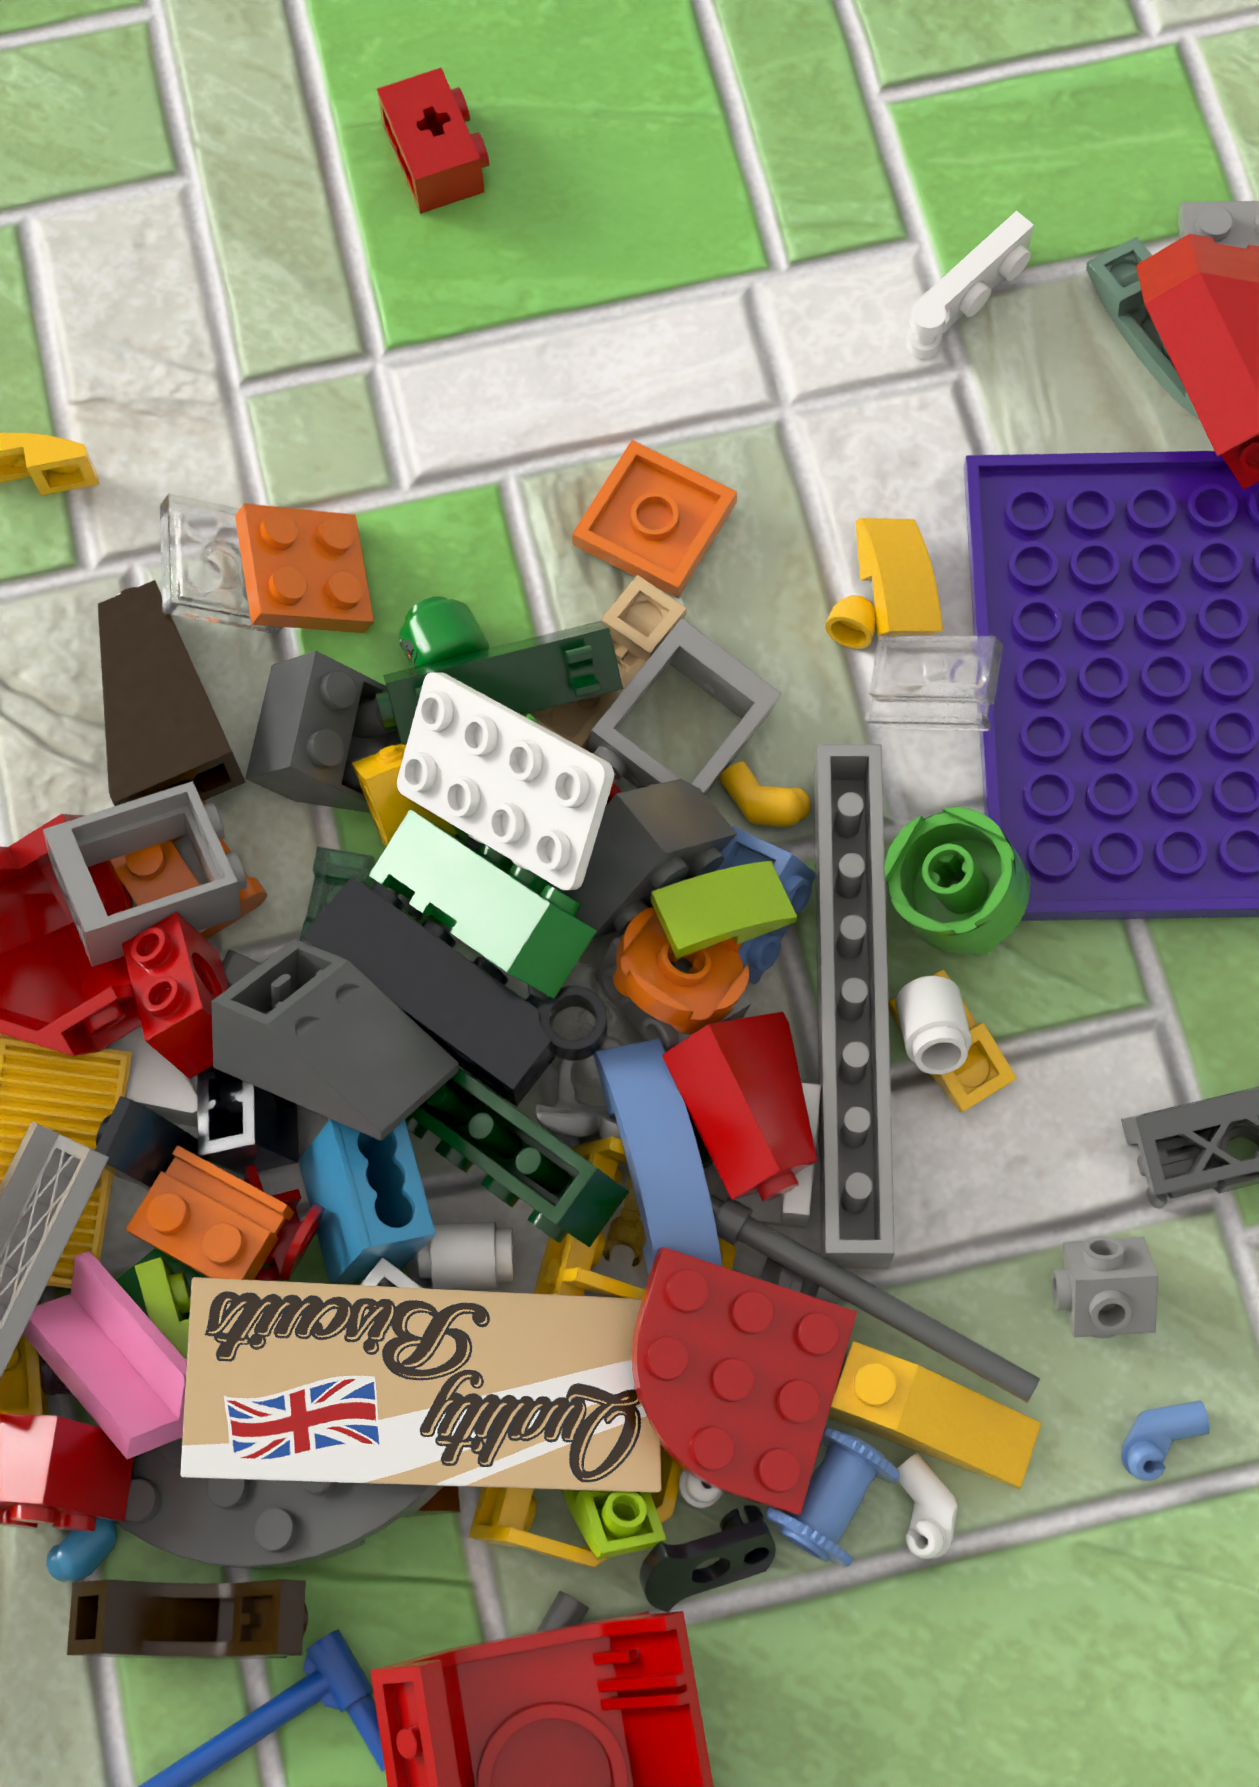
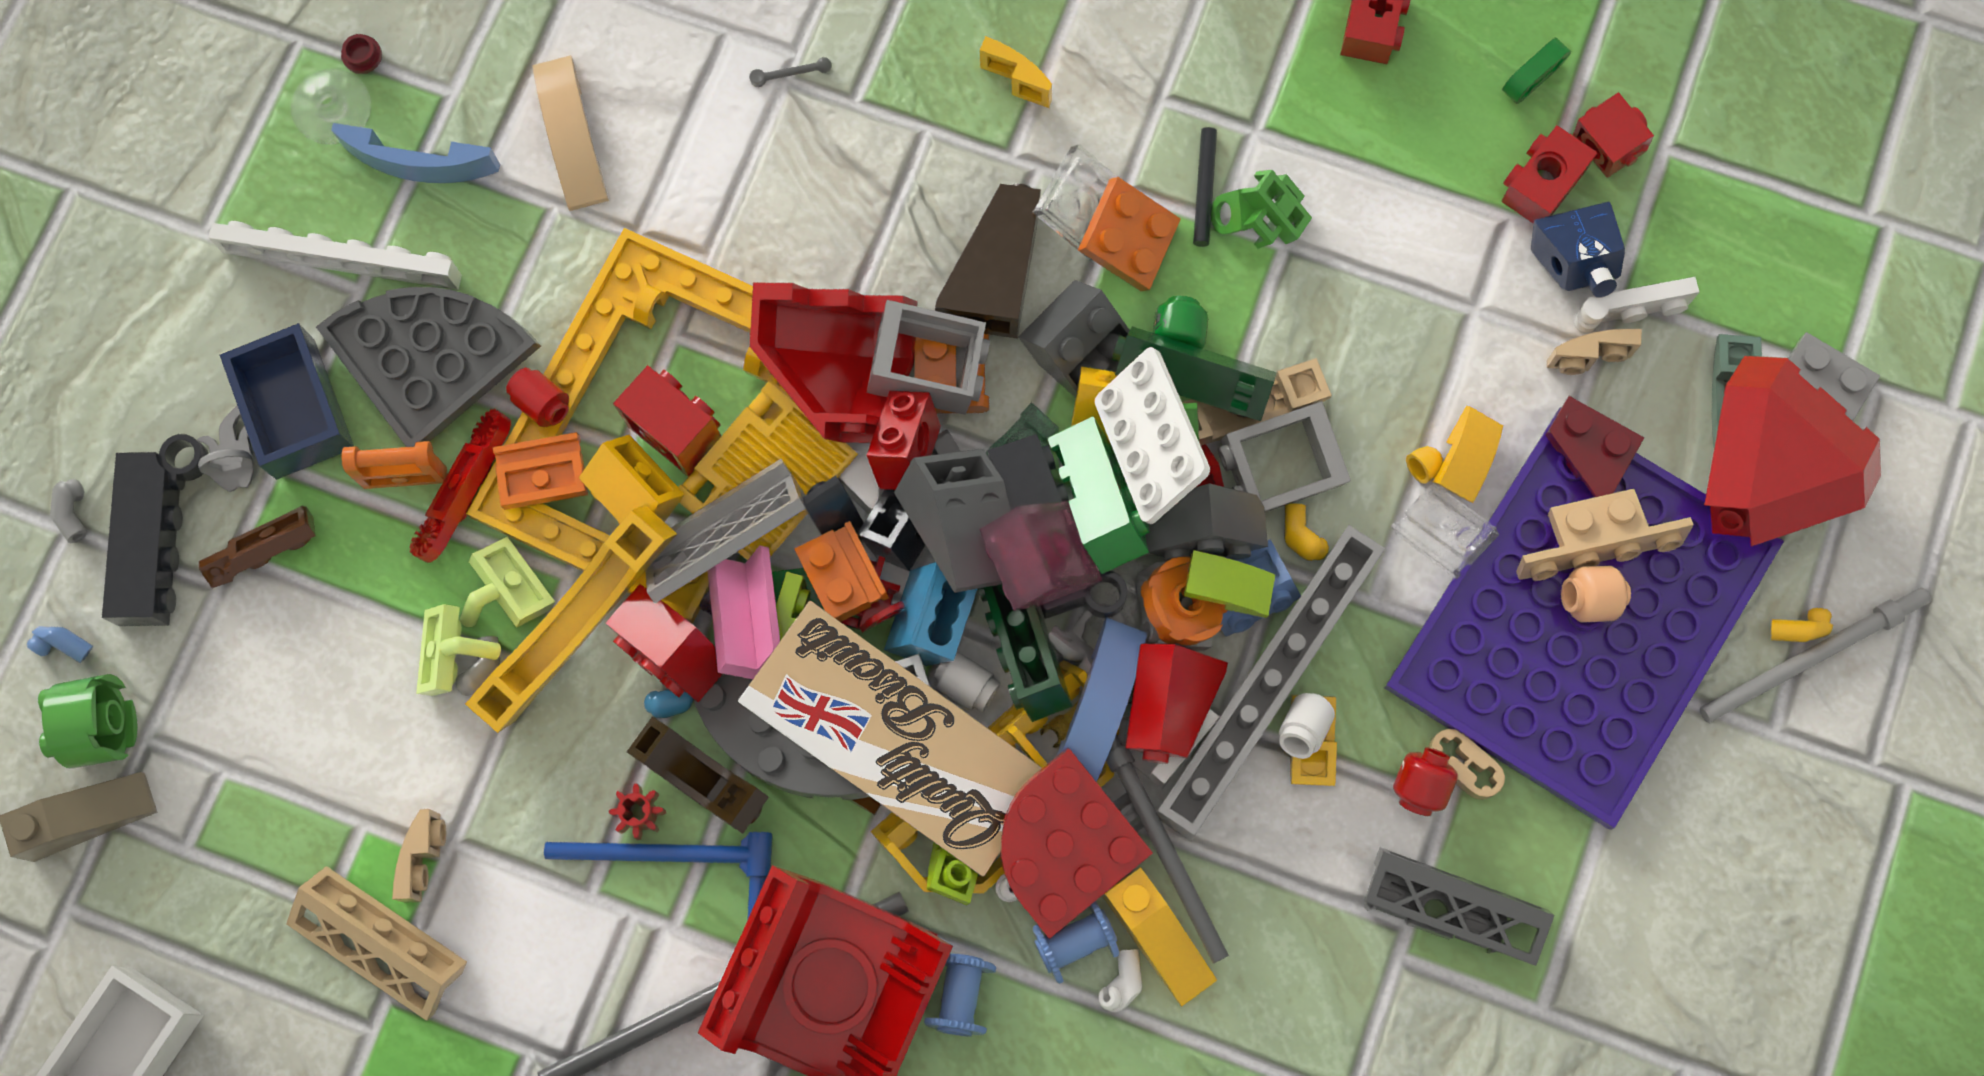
camera: 35 degrees right, 5 degrees up
(122, 1742) = (625, 814): none -> red gear
(360, 460) = (1205, 187): none -> black bar
(433, 443) = (1252, 204): none -> bright green piece
(458, 1021) = (1039, 554): none -> clear pink slope
(654, 518) = (1351, 329): orange plate -> none
(667, 93) = (1536, 70): none -> green beam
(734, 1673) = (961, 996): none -> medium blue hose
(743, 1550) = (1009, 937): black piece -> none
(769, 173) = (1559, 155): none -> red brick
(807, 112) = (1615, 133): none -> red head
(862, 259) = (1581, 248): none -> dark blue torso
(947, 376) = (1582, 352): none -> tan slope
(966, 849) = (1378, 677): bright green brick -> none
(1038, 476) = (1593, 445): none -> dark red wing
(1107, 1287) = (1302, 932): light grey brick -> none
(1118, 565) = (1601, 531): none -> tan bracket
(1123, 999) = (1425, 781): none -> red head
(1150, 962) = (1476, 758): none -> tan beam
(1154, 1435) = (1275, 1028): medium blue arm -> none
(1165, 641) = (1595, 594): none -> light nougat head

